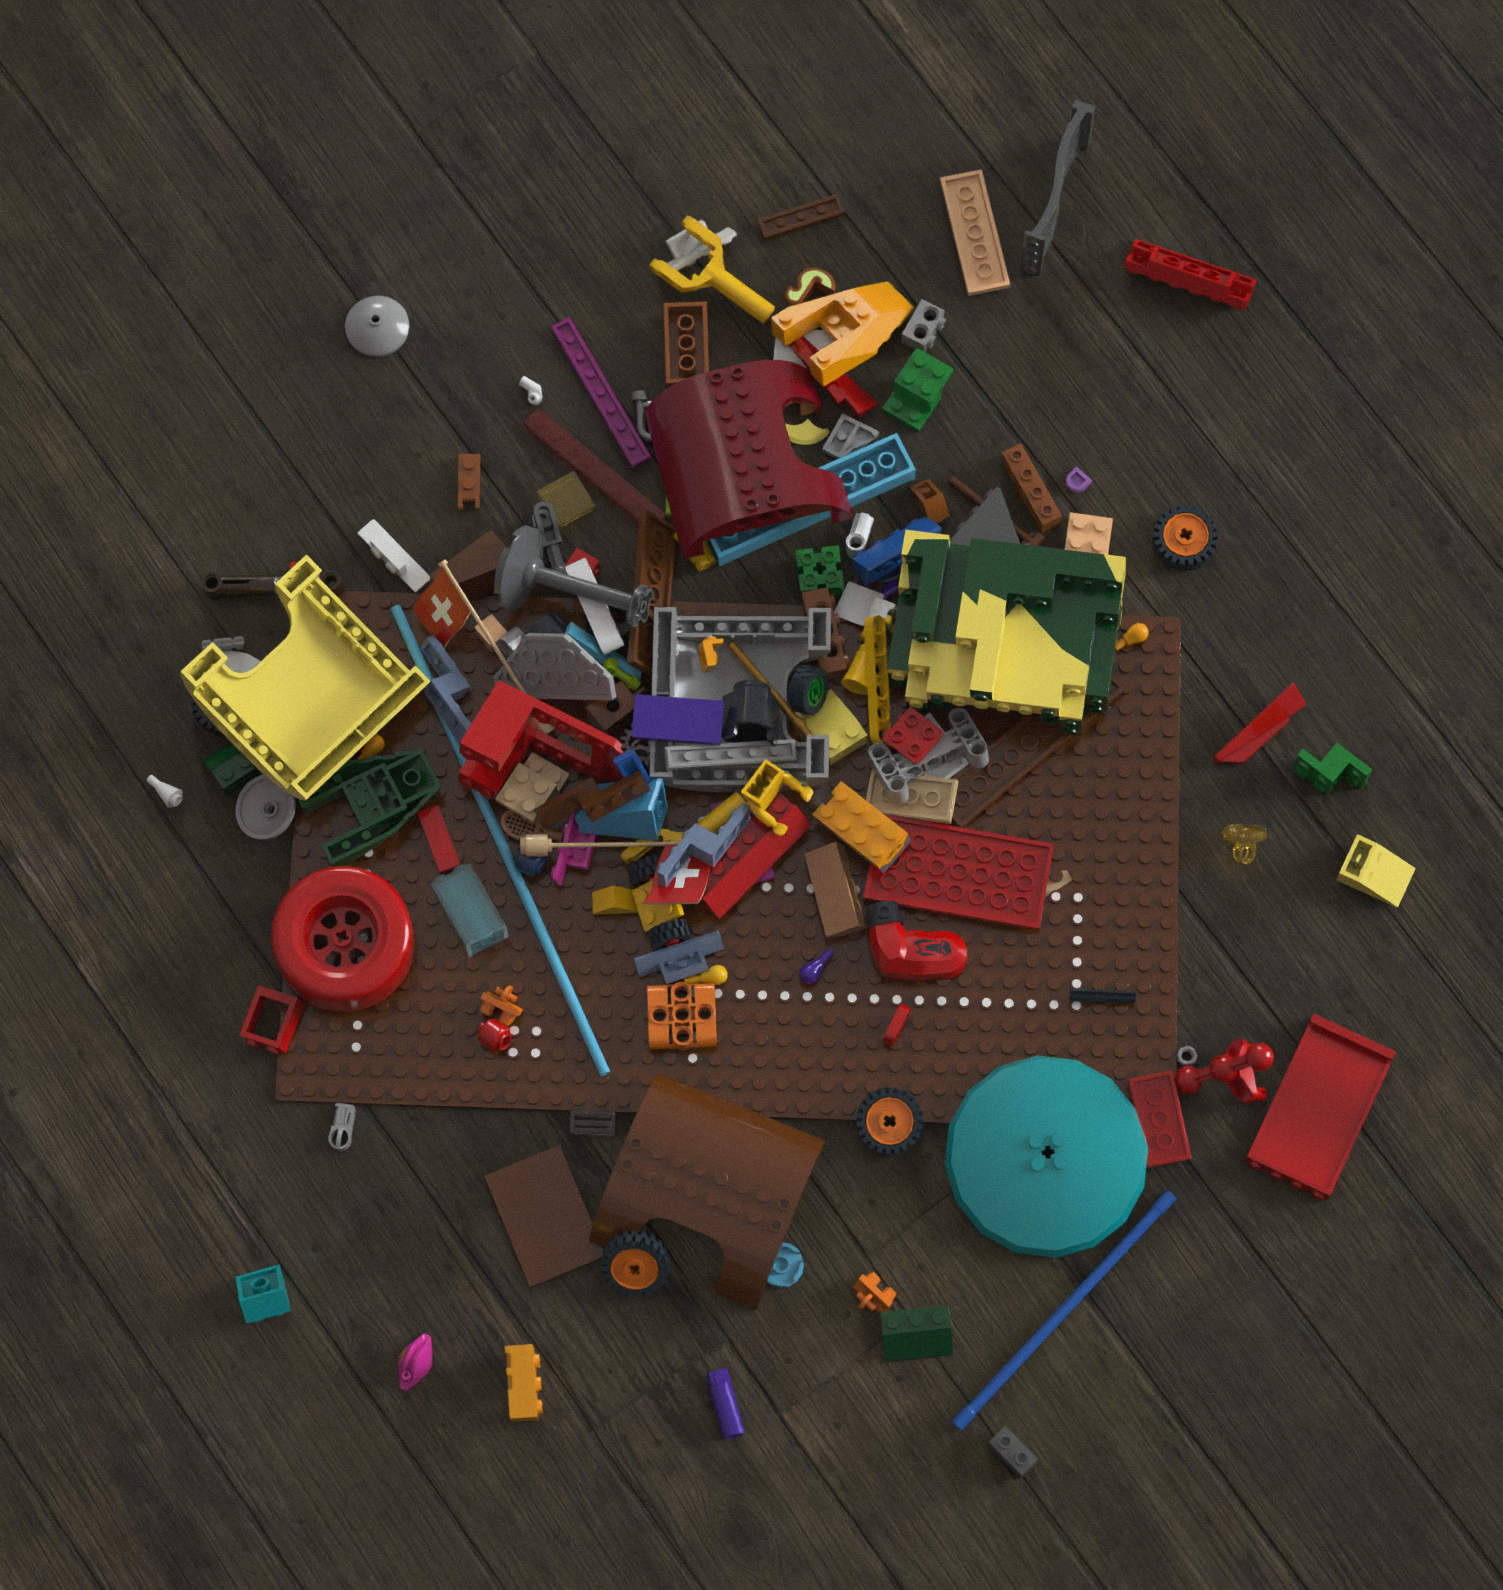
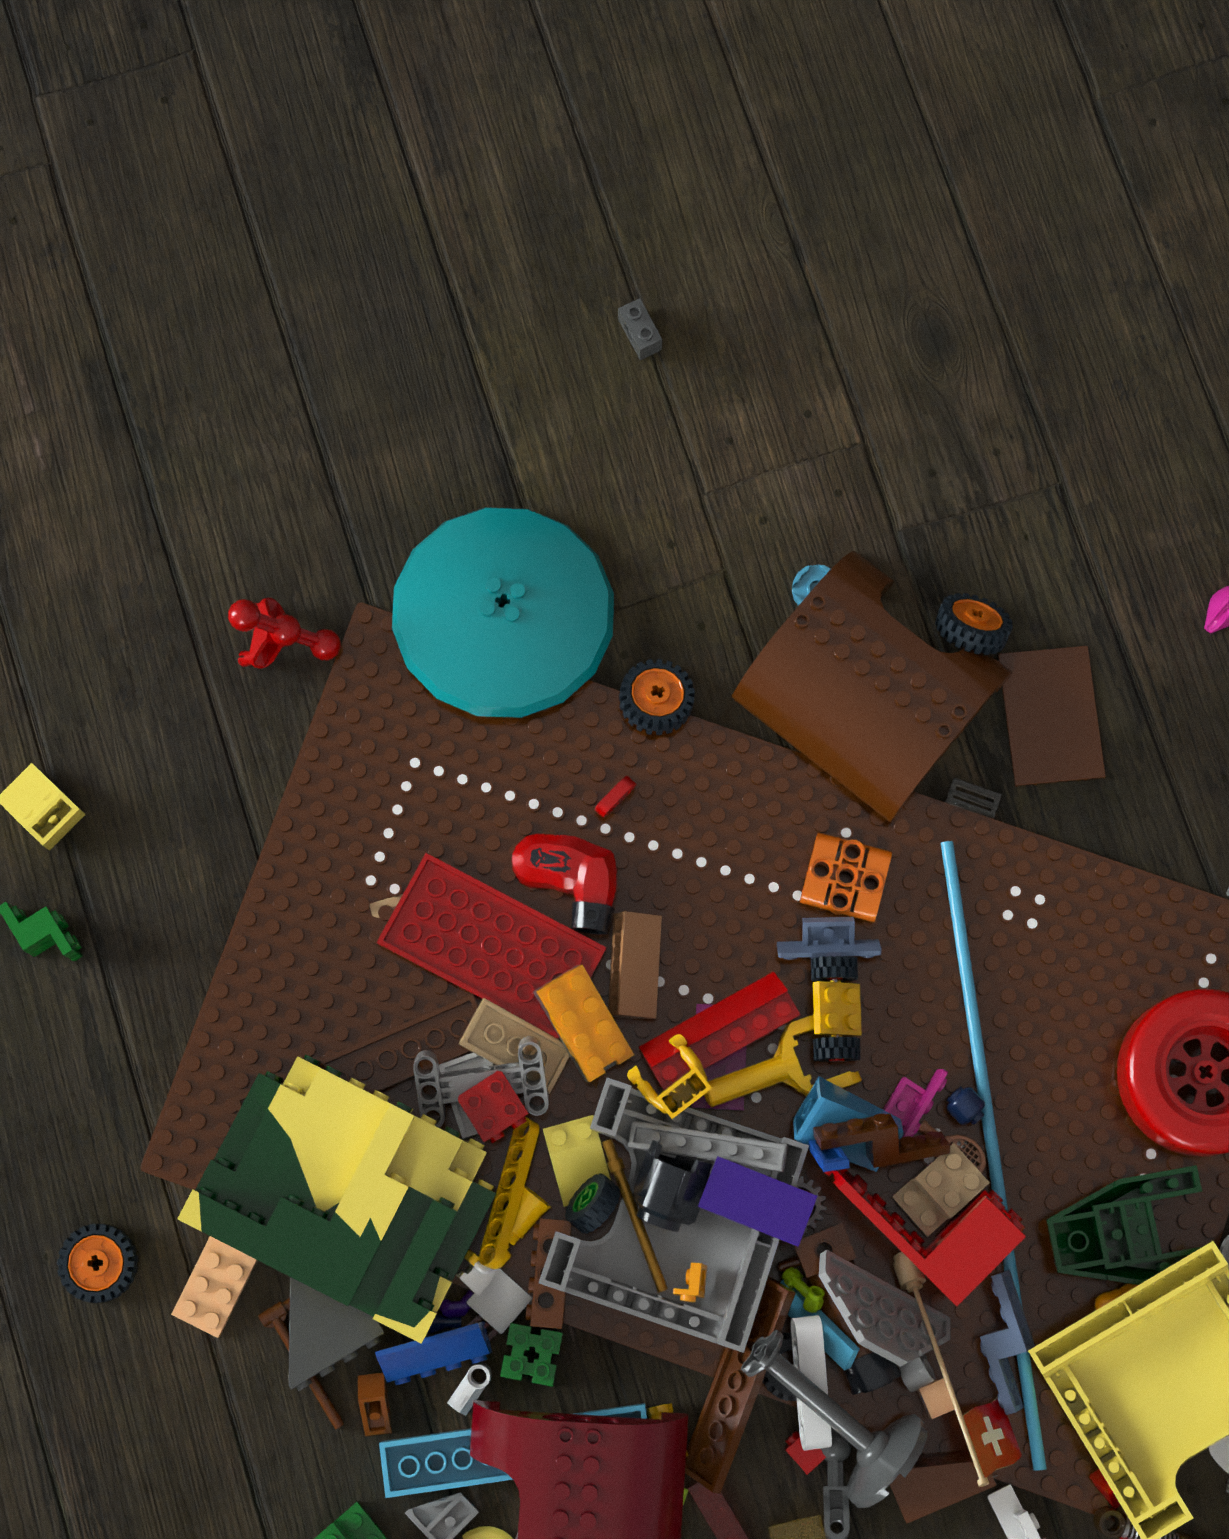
camera: 165 degrees left, 5 degrees up
(438, 839) = (1060, 1166): red tile -> none
(469, 909) = (1049, 1069): clear light blue slope -> none
(491, 1001) = (1039, 952): orange hips -> none
(494, 1035) = (1057, 919): red head -> none
(523, 1383) = (1122, 545): light orange wedge -> none
(613, 901) = (884, 1031): yellow slope -> none
(685, 887) = (804, 1030): flag -> none
(703, 845) = (770, 1048): sand blue bracket -> none
(715, 974) = (795, 911): yellow piece -> none
(725, 1403) = (917, 463): dark purple piece -> none
(810, 972) = (689, 884): dark purple piece -> none
(871, 1295) = (724, 518): orange hips -> none
(916, 1333) = (698, 477): dark green slope -> none
(1031, 488) = (251, 1381): dark orange brick -> none
(1058, 1316) = (406, 525): blue piece -> none
(1077, 481) = (195, 1376): medium lavender tile -> none
(1102, 996) = (383, 761): black axle -> none
(1136, 634) = (197, 1160): light orange piece -> none
(1160, 1118) = (369, 614): red tile -> none
(1186, 1063) = (315, 666): light grey axle -> none
(1244, 838) = (165, 885): clear yellow tile -> none
(1262, 728) = (98, 1008): red wedge -> none
(1320, 1107) = (197, 575): red panel -> none

